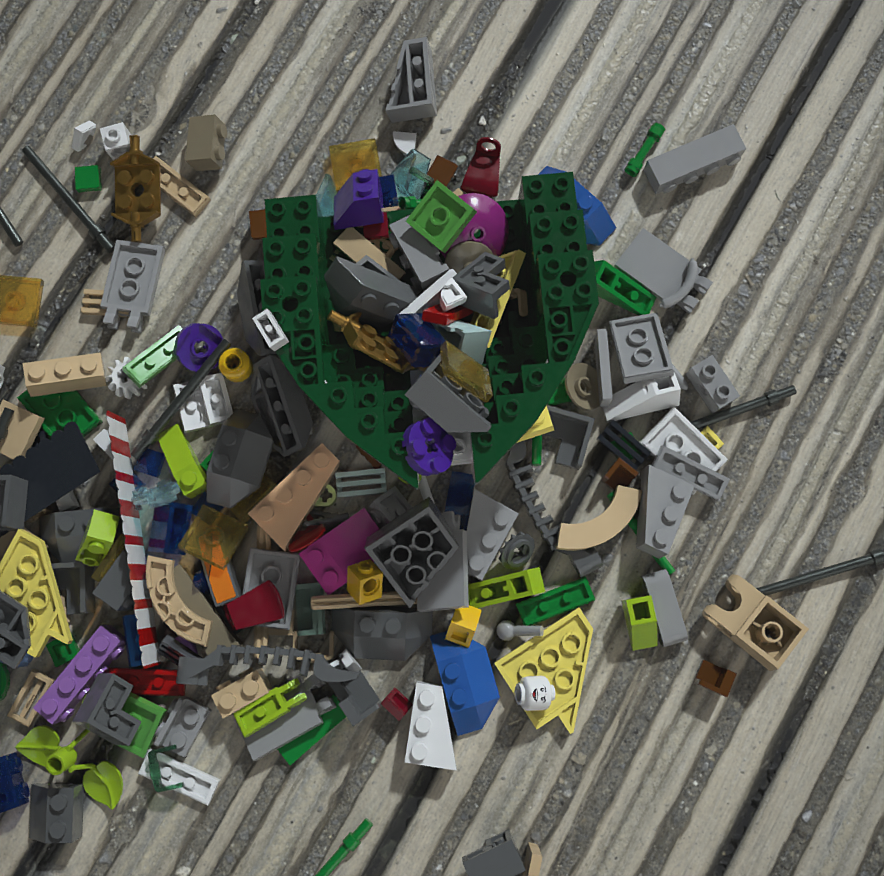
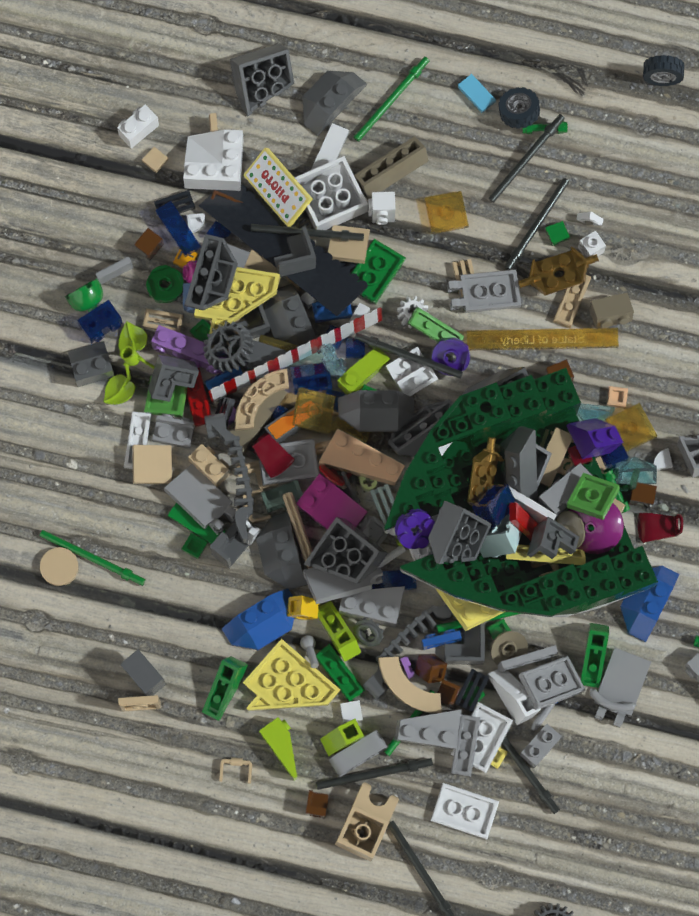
camera: 70 degrees right, 5 degrees down
(64, 374) = (400, 267): tan brick -> none
(84, 636) = (238, 347): none -> dark grey gear
(93, 488) = (322, 314): none -> blue plate
(97, 538) = (289, 330): lime slope -> none
(155, 772) = (137, 422): clear green piece -> none
(213, 236) = (542, 339): none -> clear yellow tile
(216, 767) = (152, 464): none -> tan tile
(238, 358) = (445, 386): yellow head -> none
(268, 708) = (204, 486): lime hinge -> none
(271, 332) = (462, 399): white piece -> none
(312, 171) = (617, 397): none -> light nougat tile
(341, 740) = (194, 546): none -> green tile
(364, 581) = (313, 526): yellow brick -> none
(396, 704) = (232, 577): dark red tile -> none
(429, 729) = (221, 605): white wedge -> none
(451, 295) = (534, 519): white tile -> none
(465, 371) = (477, 541): clear yellow plate -> none
(534, 693) = (268, 671): white head -> none
(535, 754) = (224, 687): none -> green slope
(549, 475) = (449, 637): none -> blue plate
(570, 516) = (405, 663): none -> medium lavender tile
(581, 487) = (430, 668): none -> reddish brown panel
(608, 601) = (351, 711): none -> white tile
(624, 703) = (279, 740): none -> lime slope
(633, 766) = (235, 762): none -> tan piece
(694, 544) = (411, 766): none -> pearl dark grey bar
(765, 498) = (464, 811): none -> white tile

